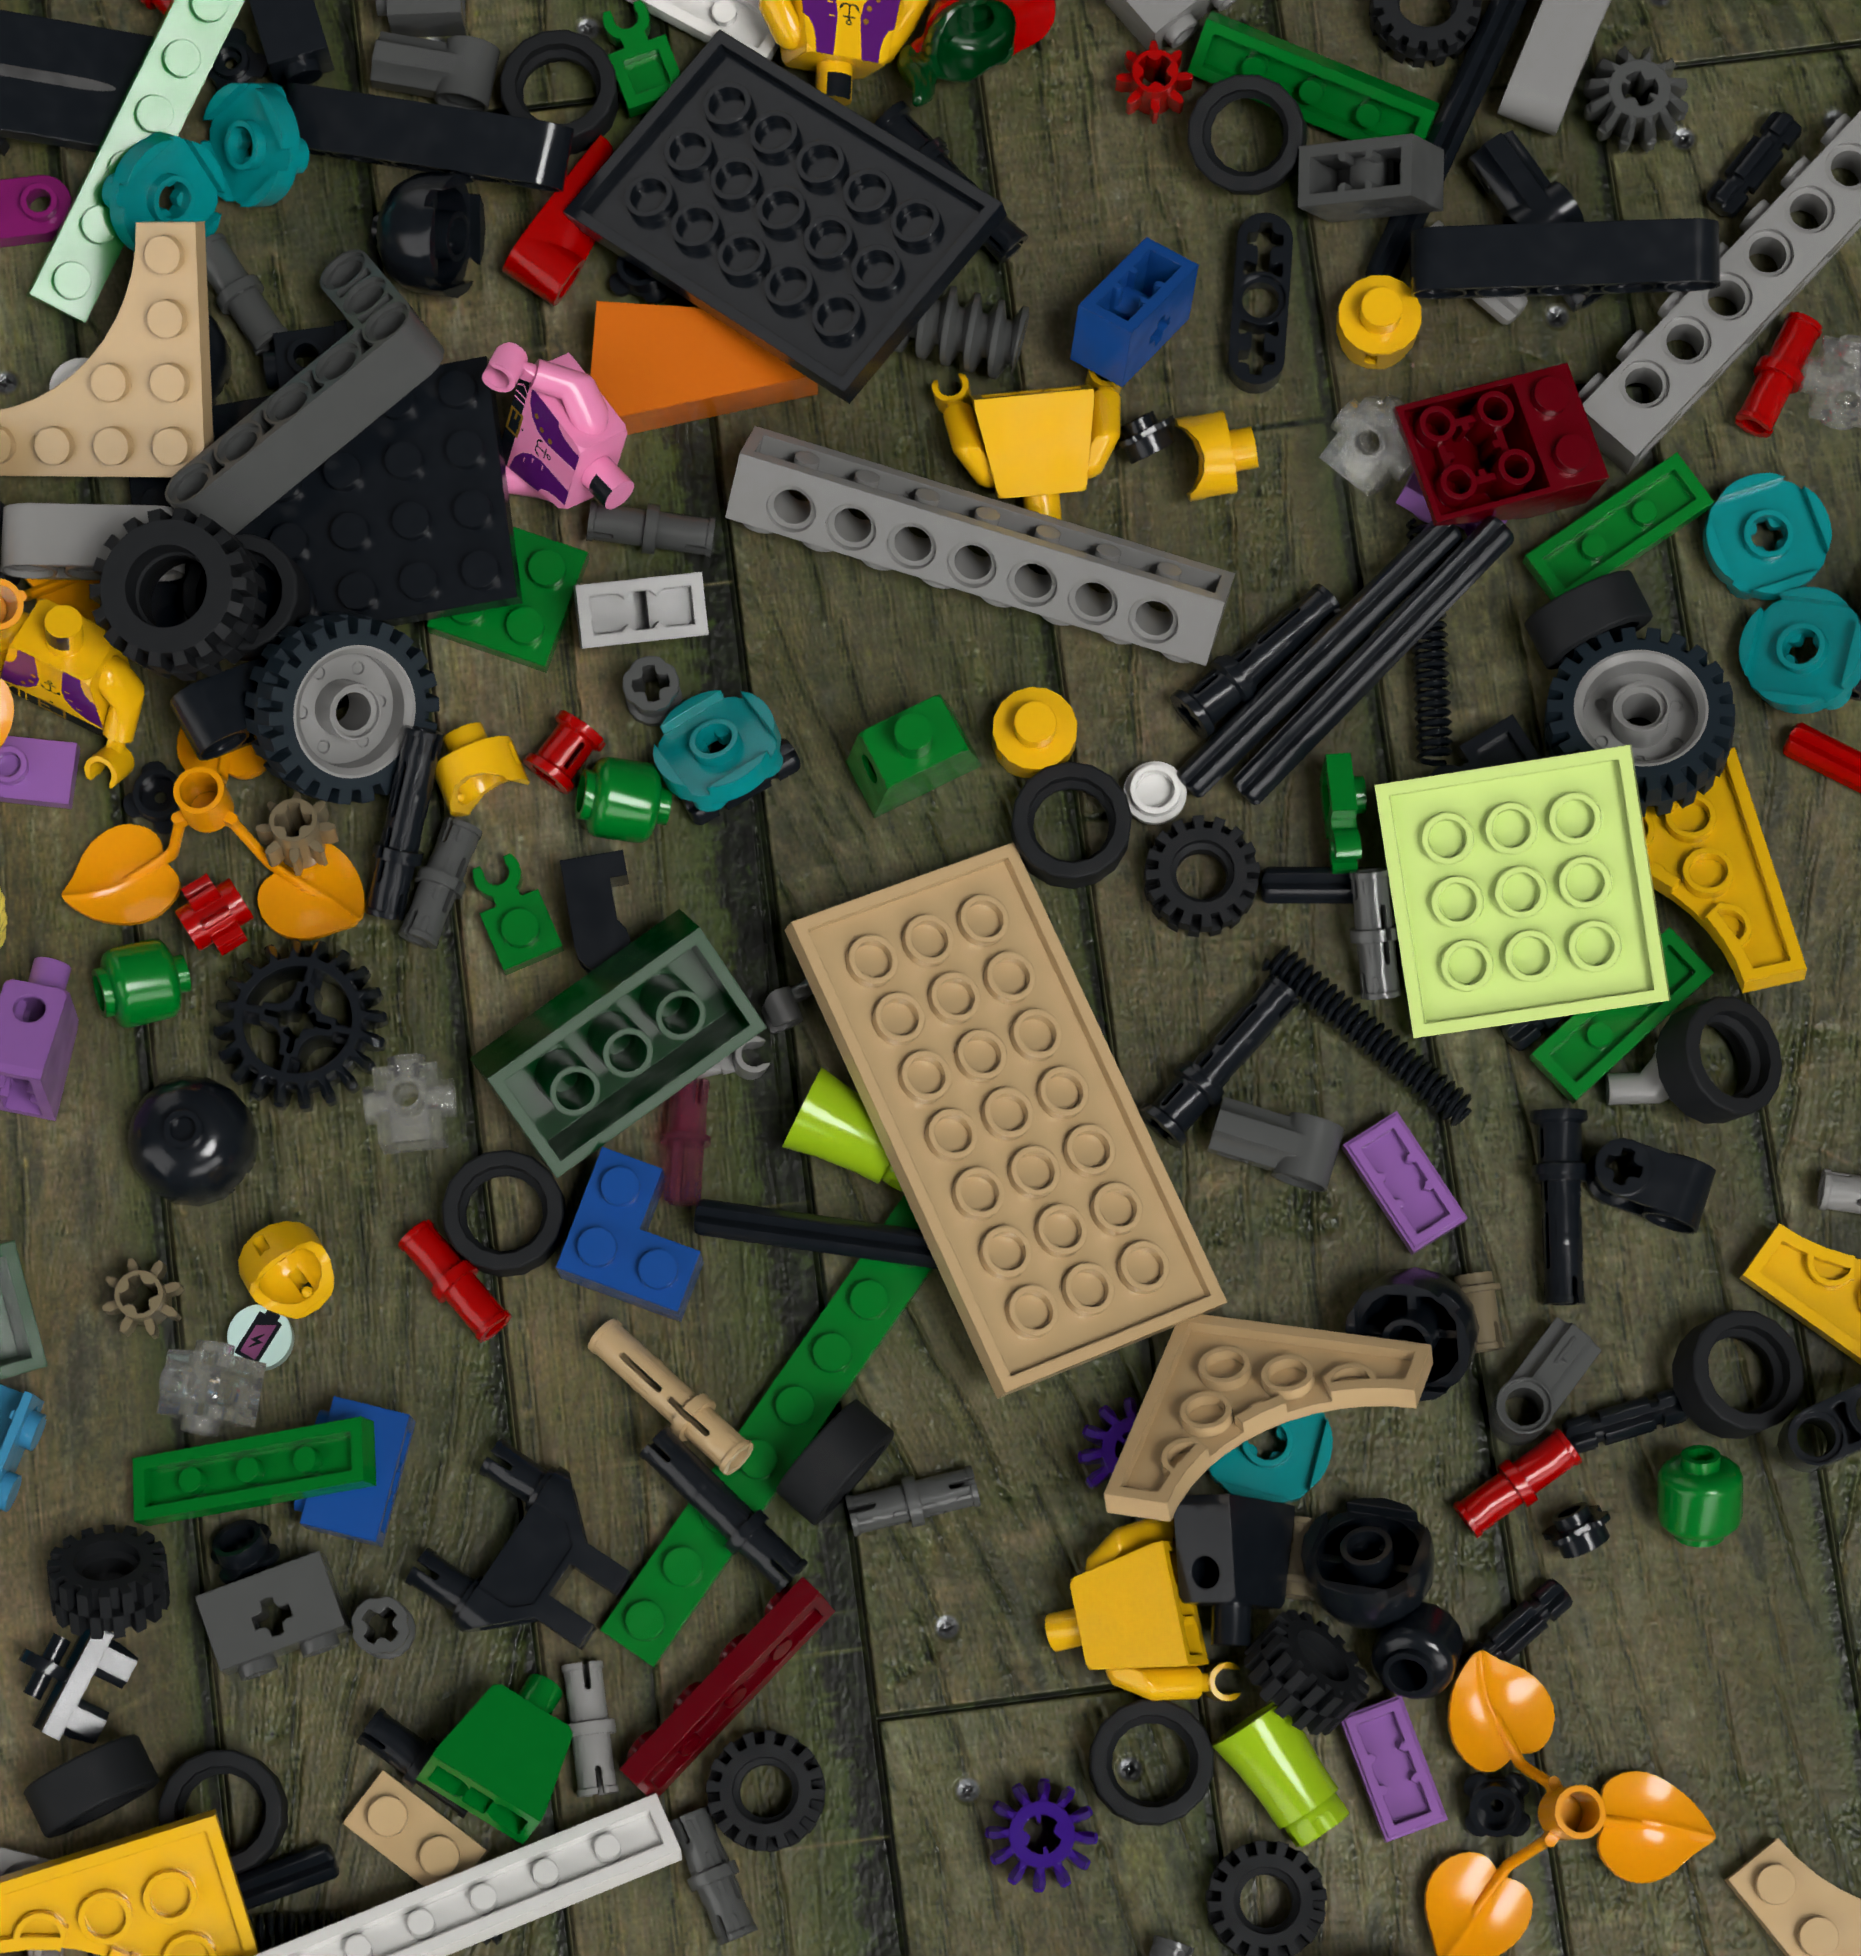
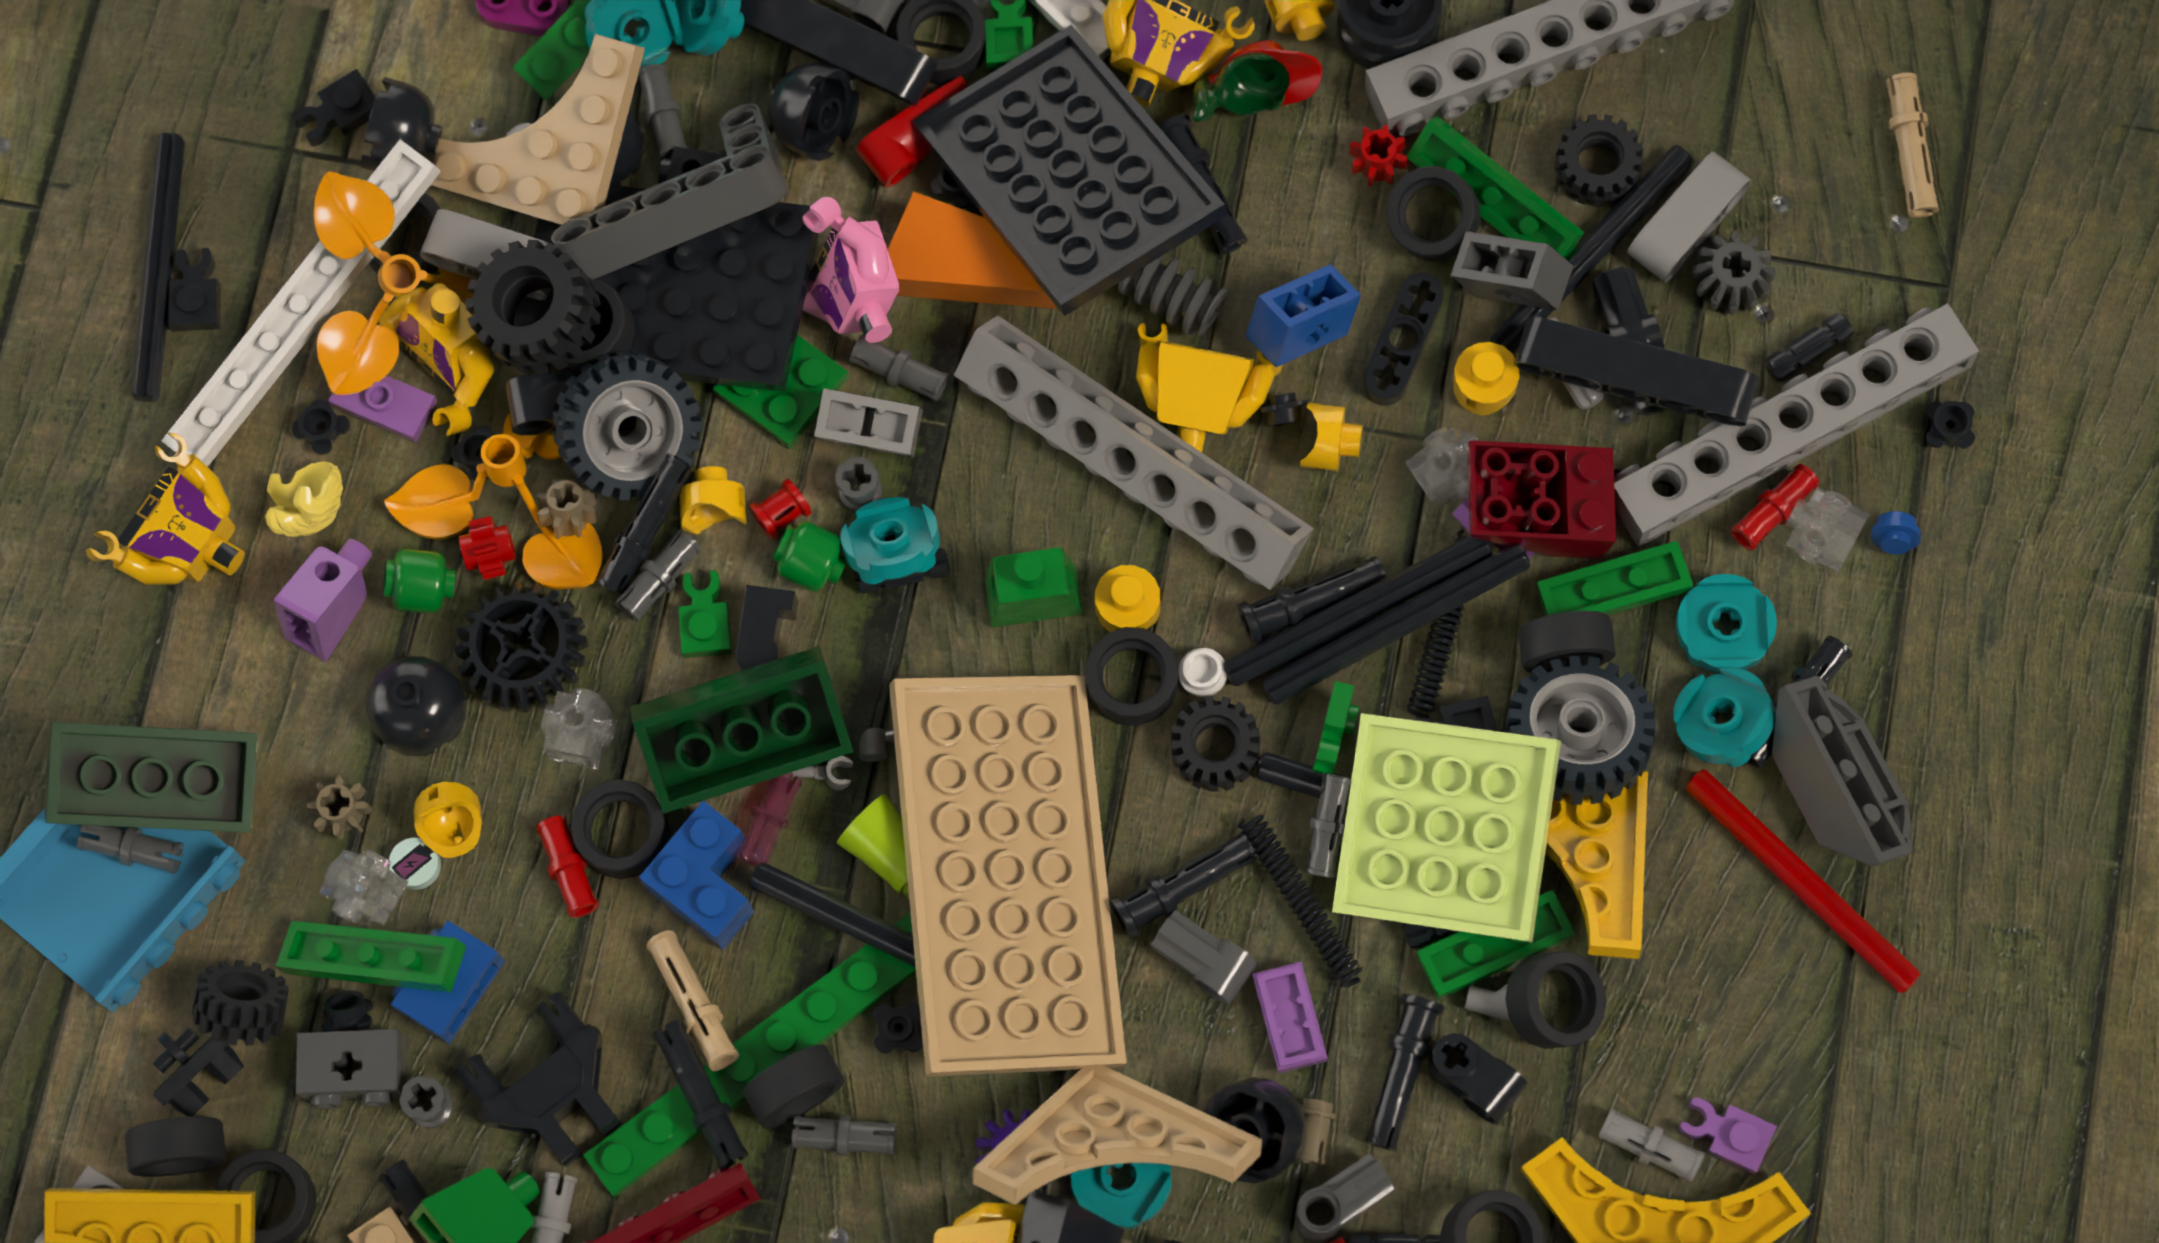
camera: 25 degrees right, 5 degrees down
(926, 1365) = (887, 1038): none -> black plate

